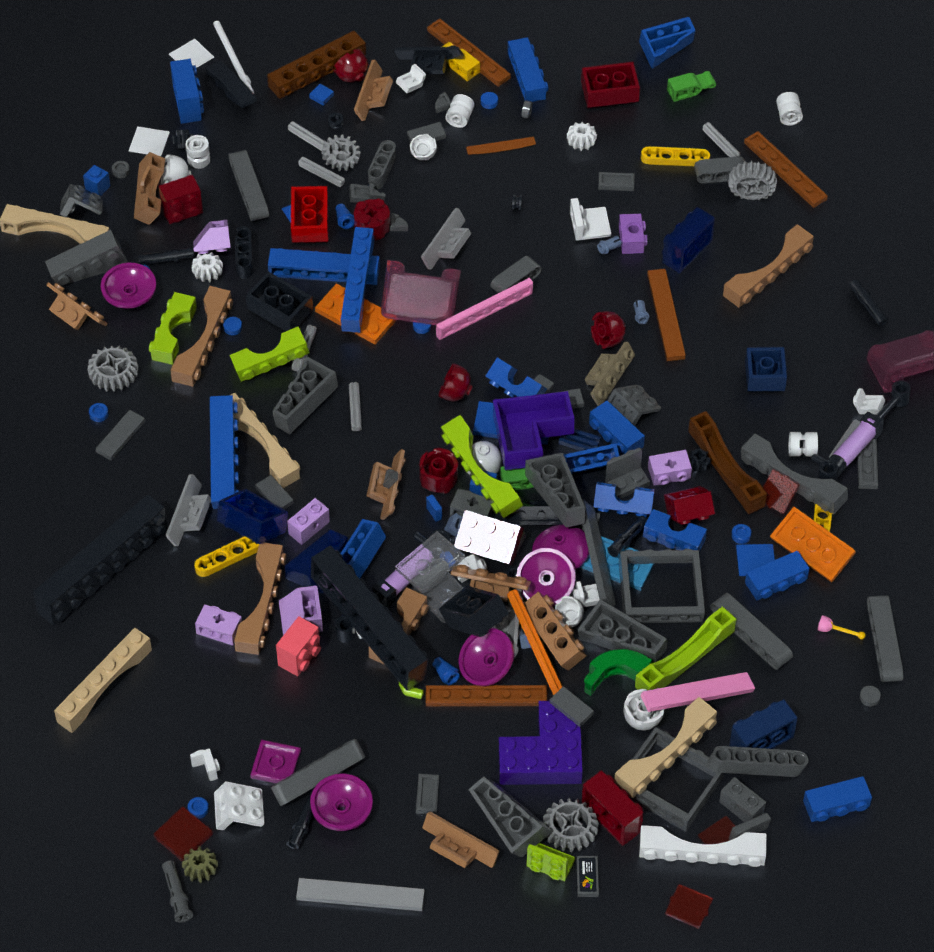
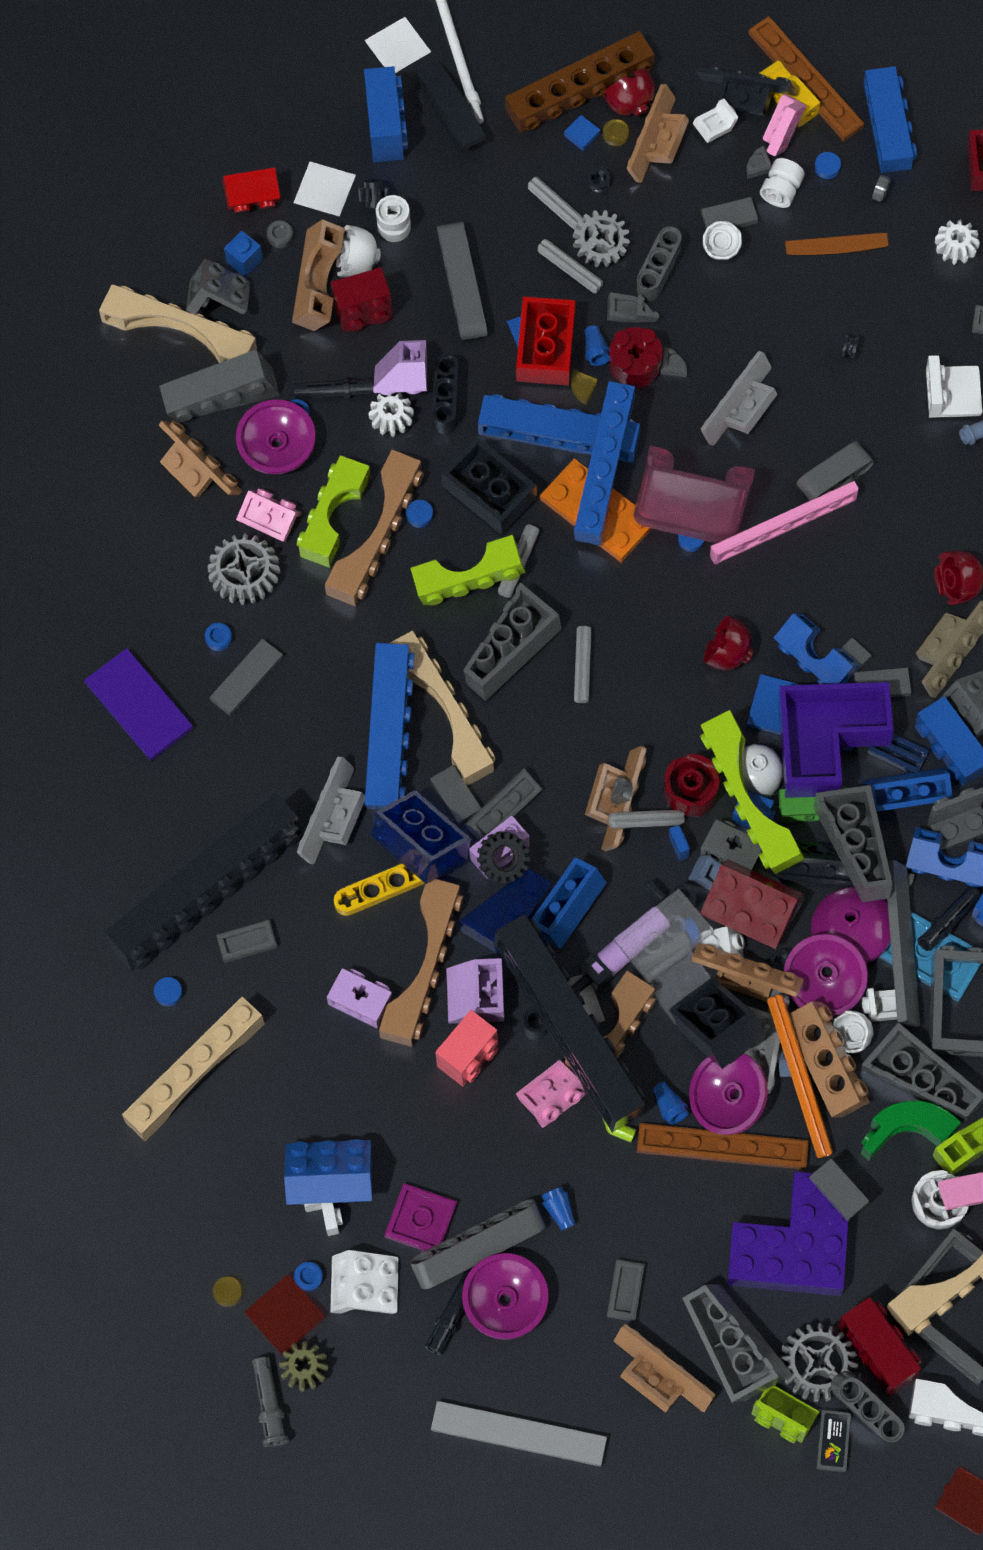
camera: 10 degrees right, 15 degrees up
(45, 458) = (138, 704): none -> dark purple tile
(81, 635) = (168, 991): none -> blue tile
(99, 142) = (251, 190): none -> red brick
(127, 334) = (268, 514): none -> bright pink bracket
(134, 598) = (246, 941): none -> dark grey tile
(140, 823) = (227, 1291): none -> clear yellow tile
(206, 733) = (328, 1172): none -> blue brick
(315, 489) = (503, 804): none -> dark grey tile
(315, 510) = (487, 852): none -> black tyre
(337, 241) = (582, 386): none -> clear yellow tile
(344, 93) = (615, 132): none -> clear yellow tile
(361, 672) = (551, 1093): none -> bright pink bracket
(373, 742) = (559, 1207): none -> blue cone
(408, 493) = (646, 818): none -> light grey axle
(456, 76) = (783, 124): none -> bright pink bracket
(618, 848) = (876, 1416): none -> dark grey beam

